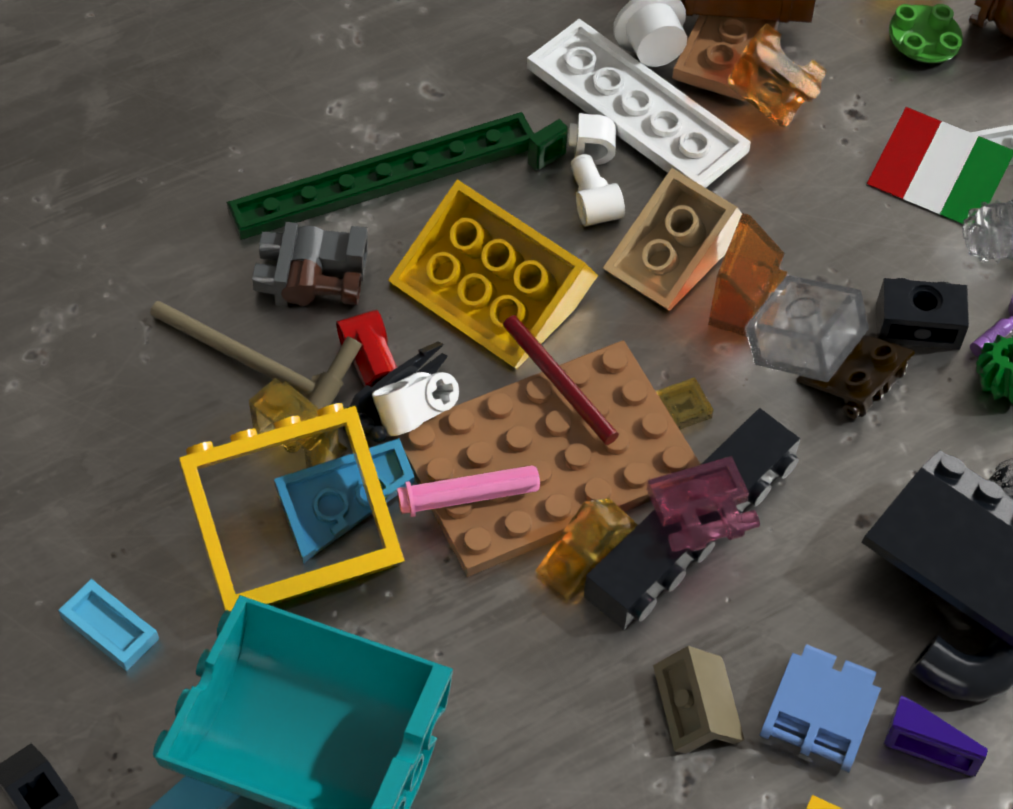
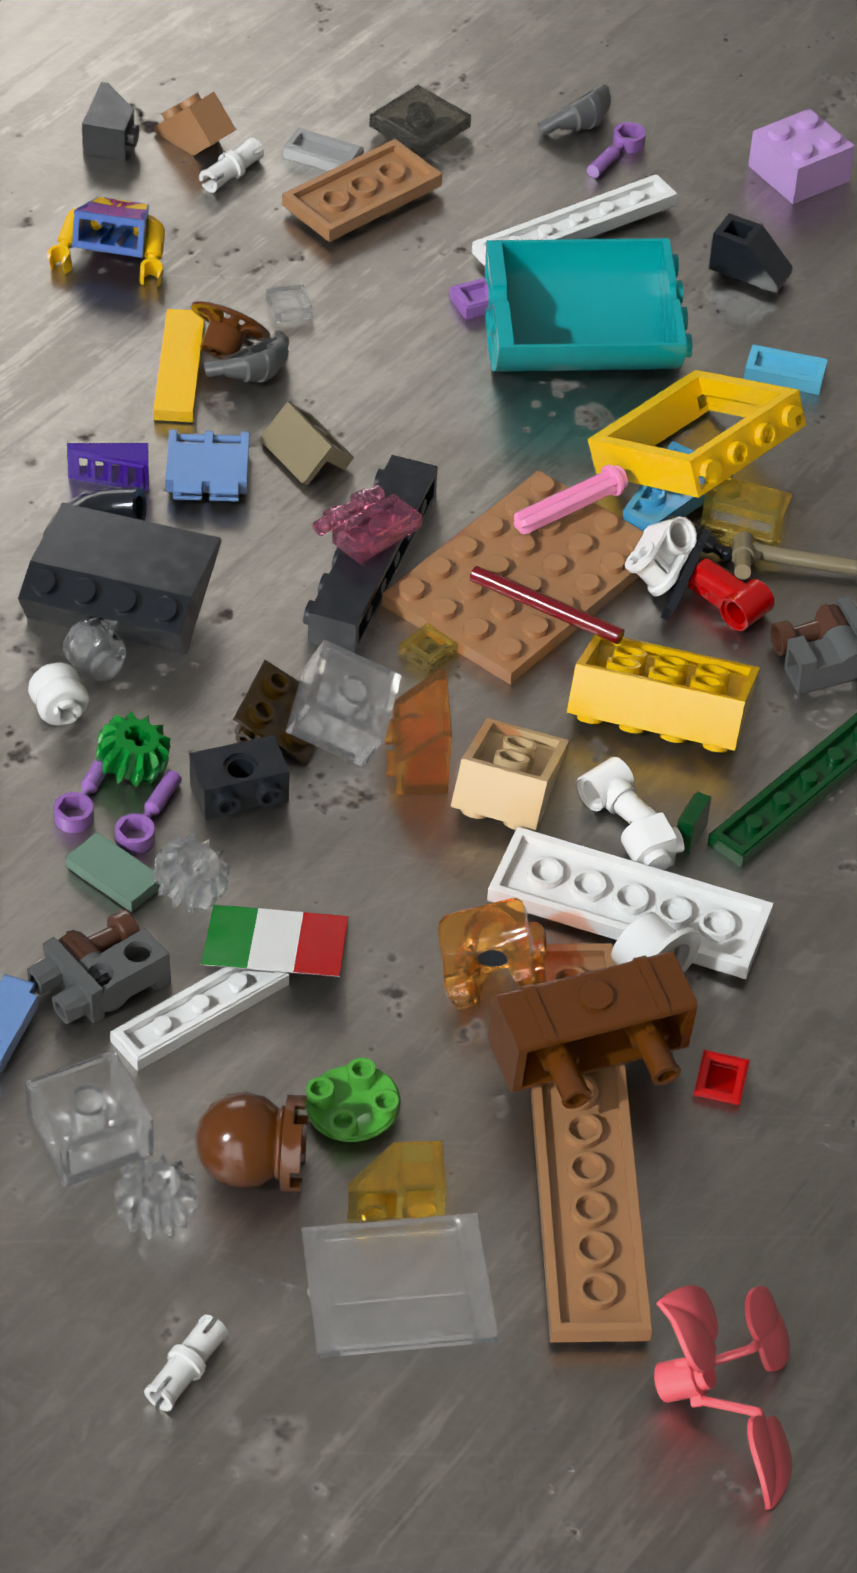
camera: 155 degrees right, 10 degrees down
(583, 544) = (449, 504): clear yellow slope -> none

